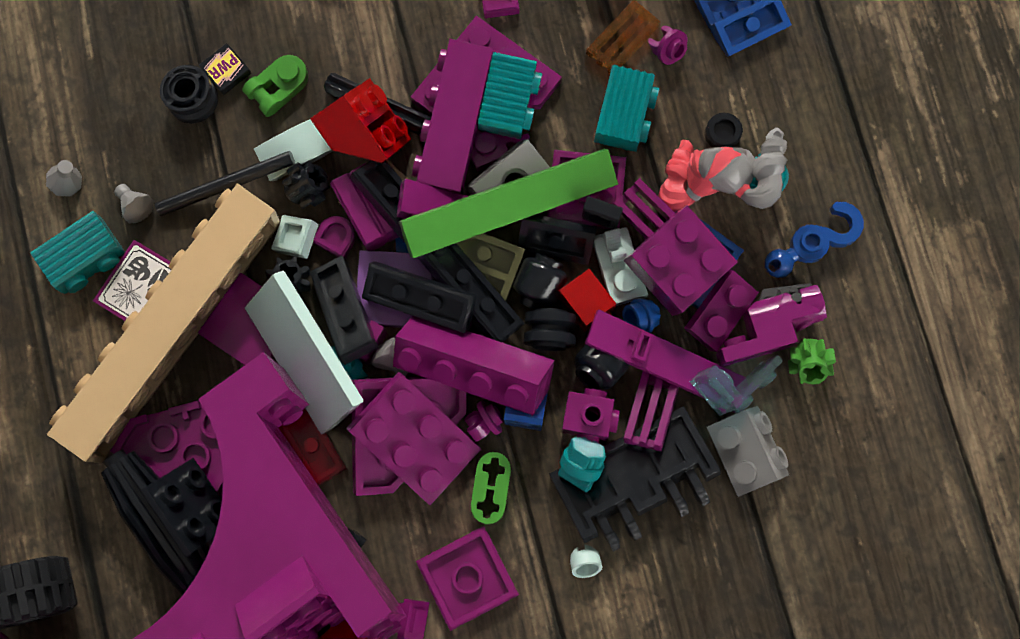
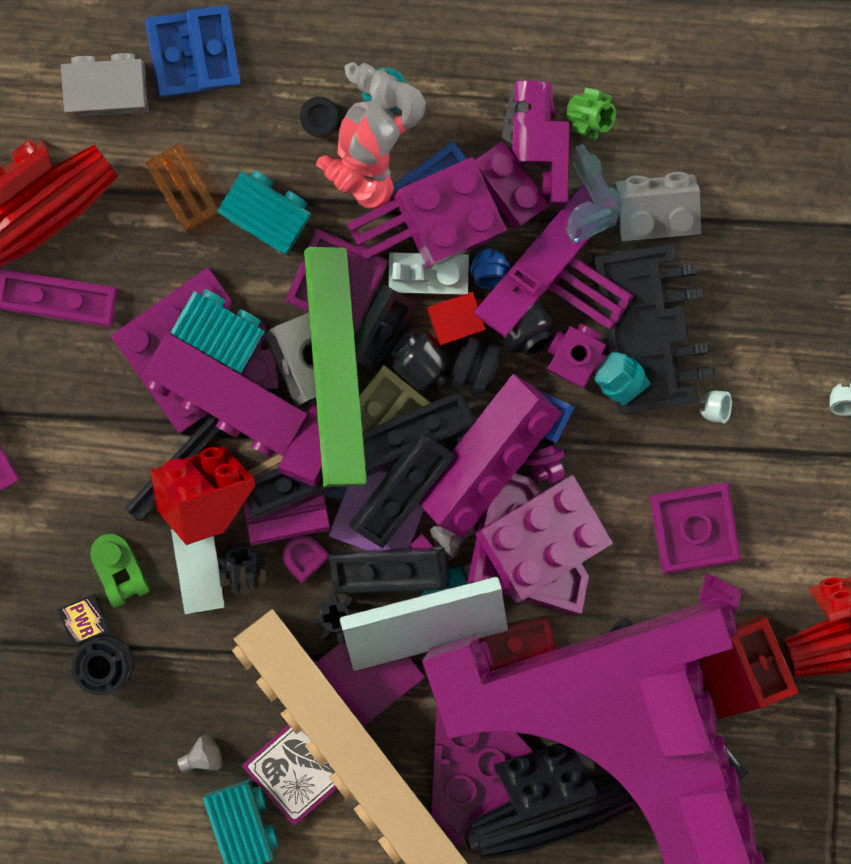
camera: 70 degrees left, 10 degrees up
(64, 179) = (153, 822): light grey rock -> none
(226, 182) = (213, 654): black bar -> none
(294, 236) = (292, 598): light aqua tile -> none
(481, 487) = (619, 468): bright green beam -> none
(601, 213) = (373, 275): black tile -> none
(671, 47) = (213, 141): magenta plate -> none
(813, 241) = (468, 68): blue piece -> none

